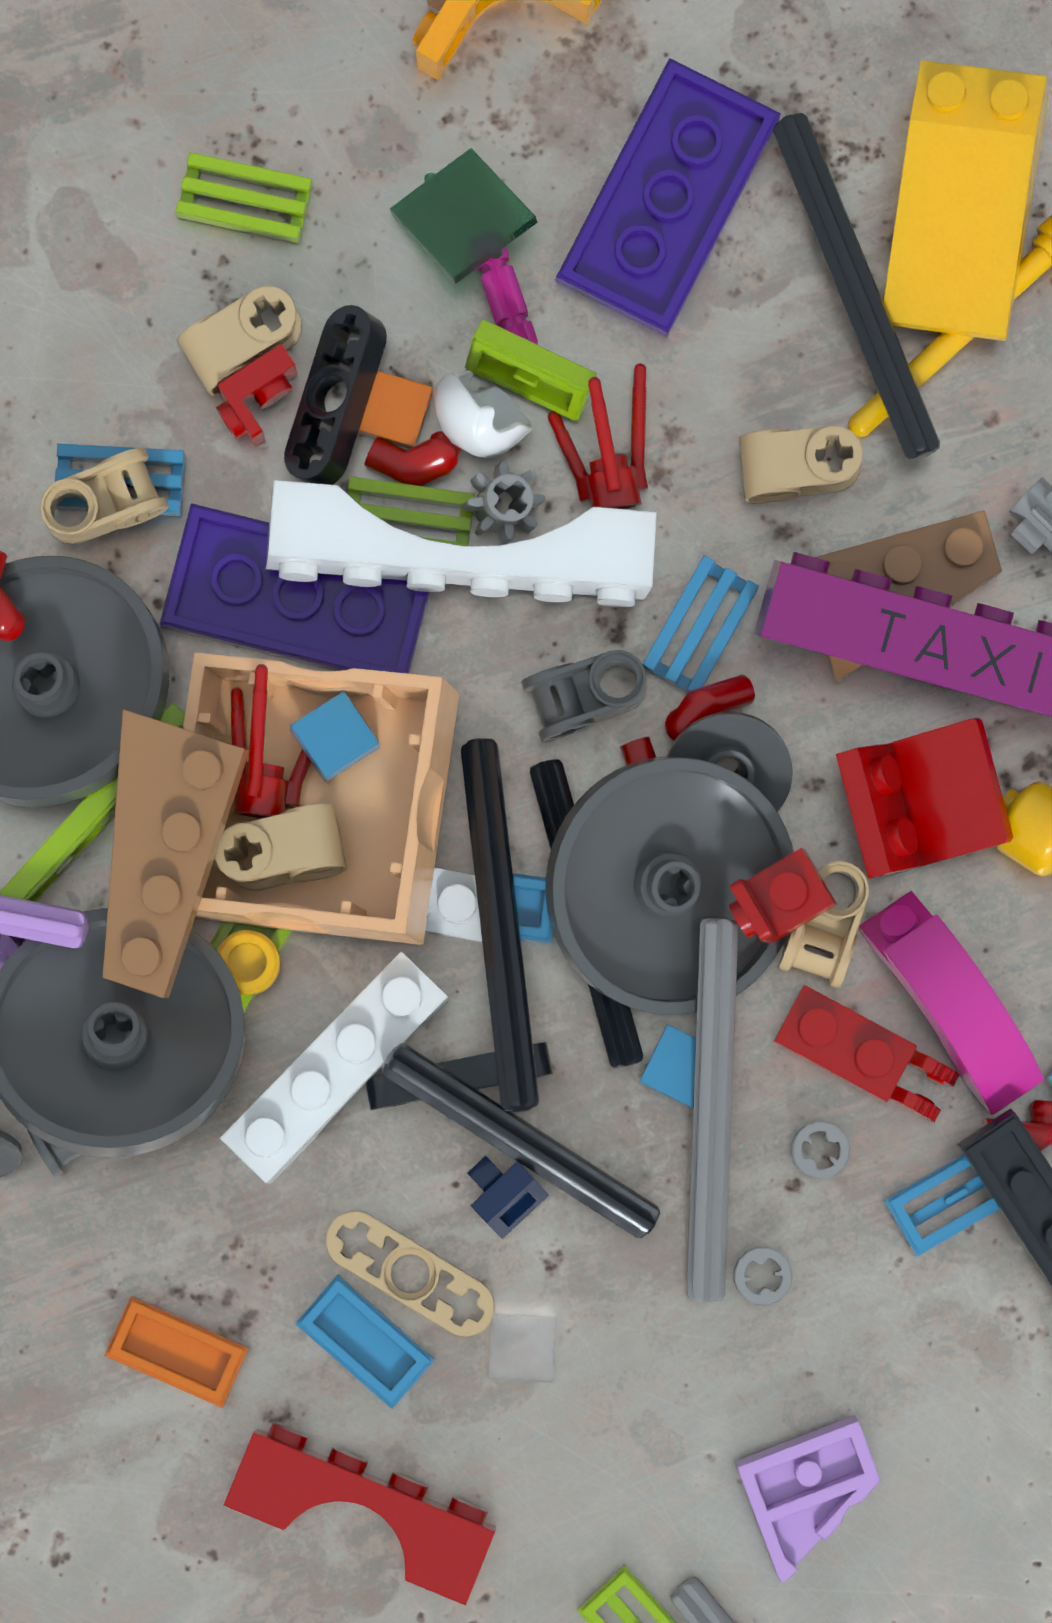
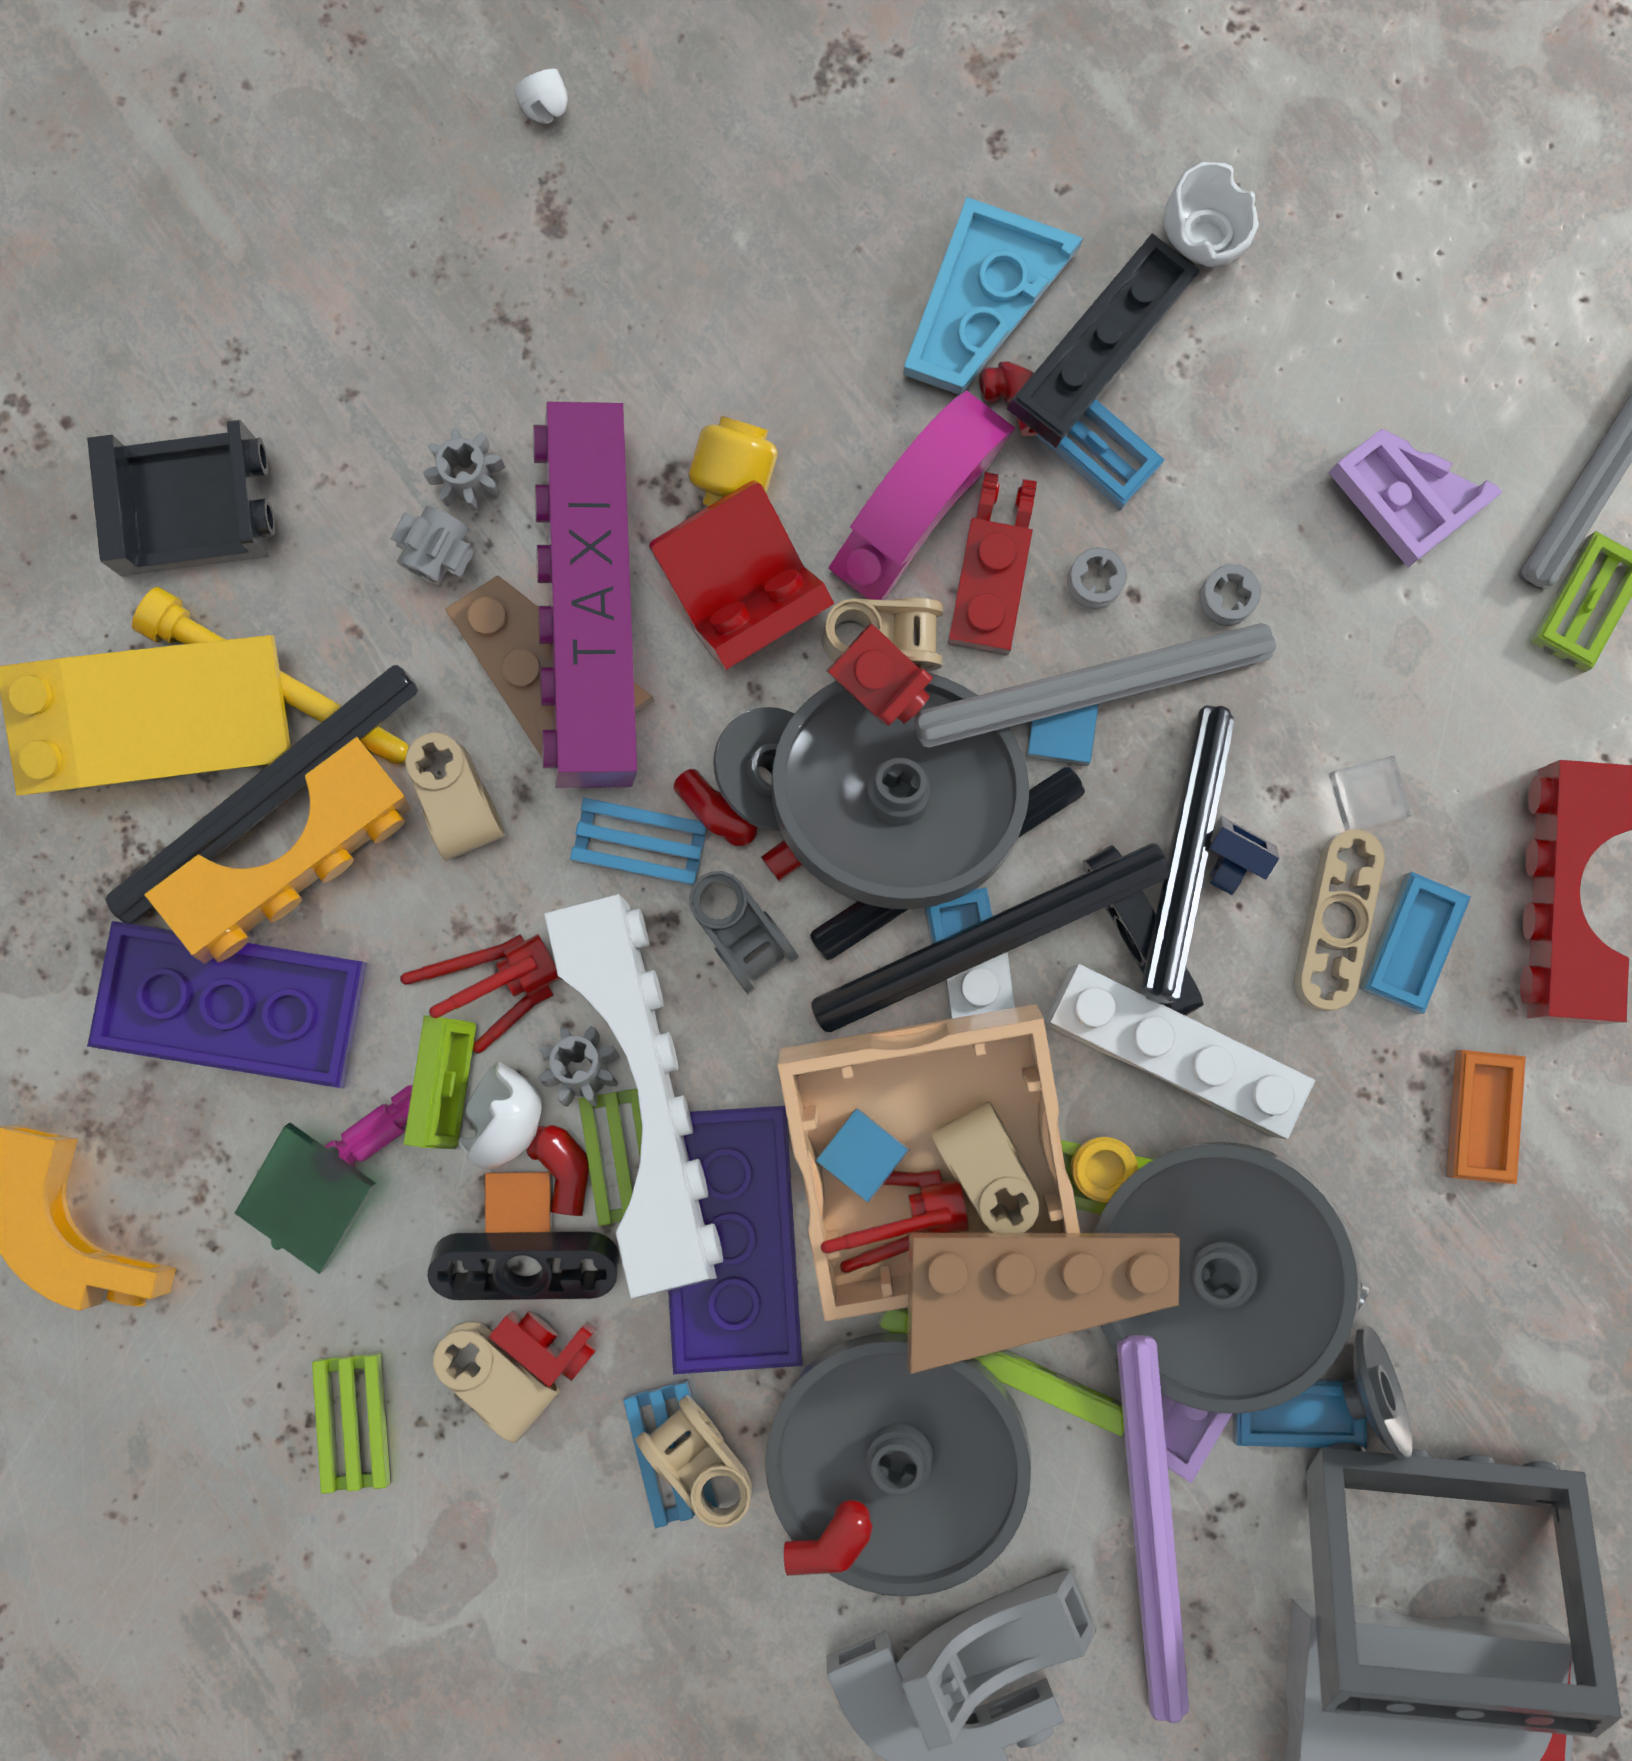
camera: 110 degrees left, 0 degrees up
(819, 362) = (217, 904): none -> light orange arch

